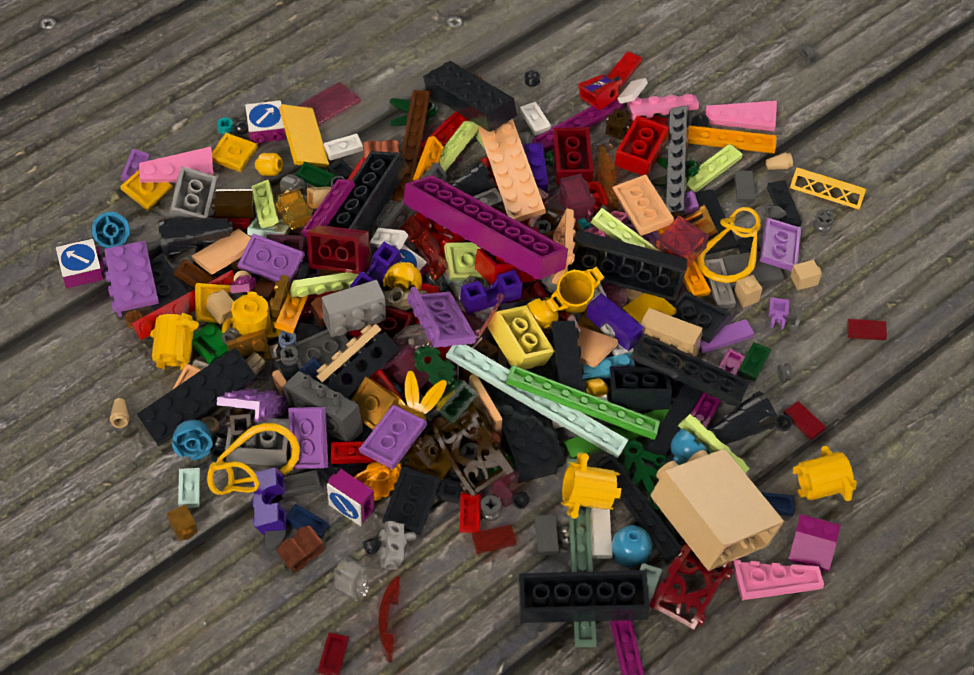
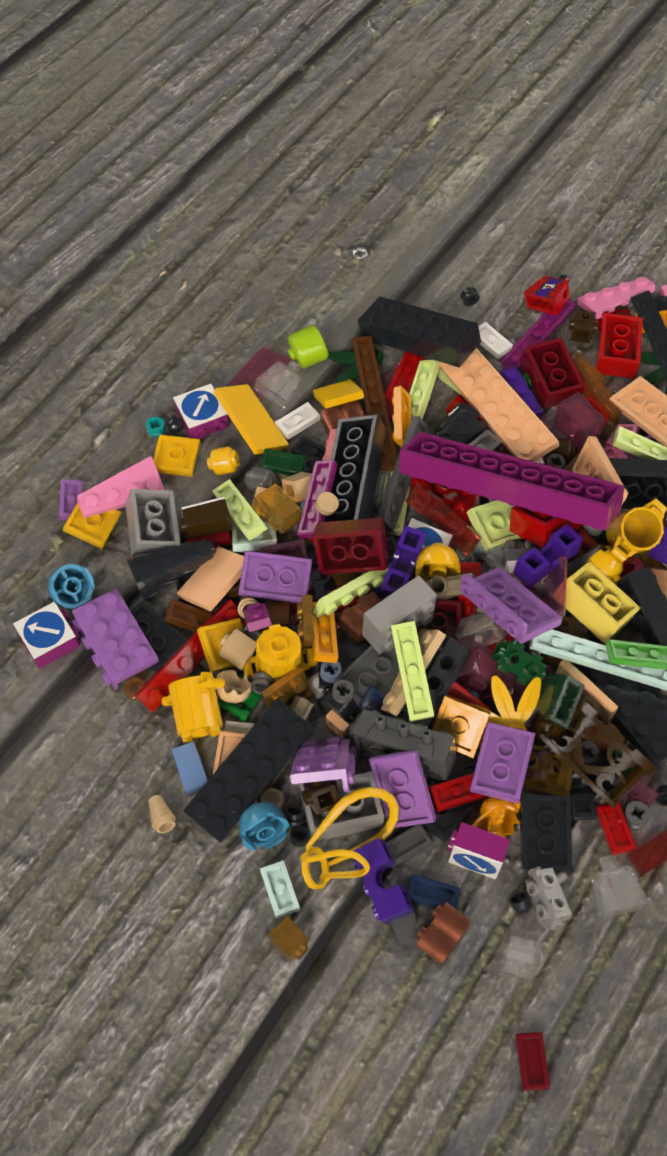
camera: 15 degrees left, 5 degrees up
(154, 385) = (189, 767): none -> medium blue tile
(207, 334) = (235, 688): none -> tan hair
(331, 212) = (326, 503): none -> tan tile
(338, 113) = (279, 383): none -> clear torso
(342, 348) = (412, 671): none -> yellowish green plate
(373, 89) = (307, 347): none -> lime head
(384, 132) = (338, 393): none -> yellow tile
(390, 596) = (591, 1028): clear red slope -> none
(392, 237) = (397, 518): white plate -> none
(449, 555) = (616, 890): none -> clear torso
(625, 67) = (560, 261): red plate -> none
(632, 90) = (581, 286): white tile -> none

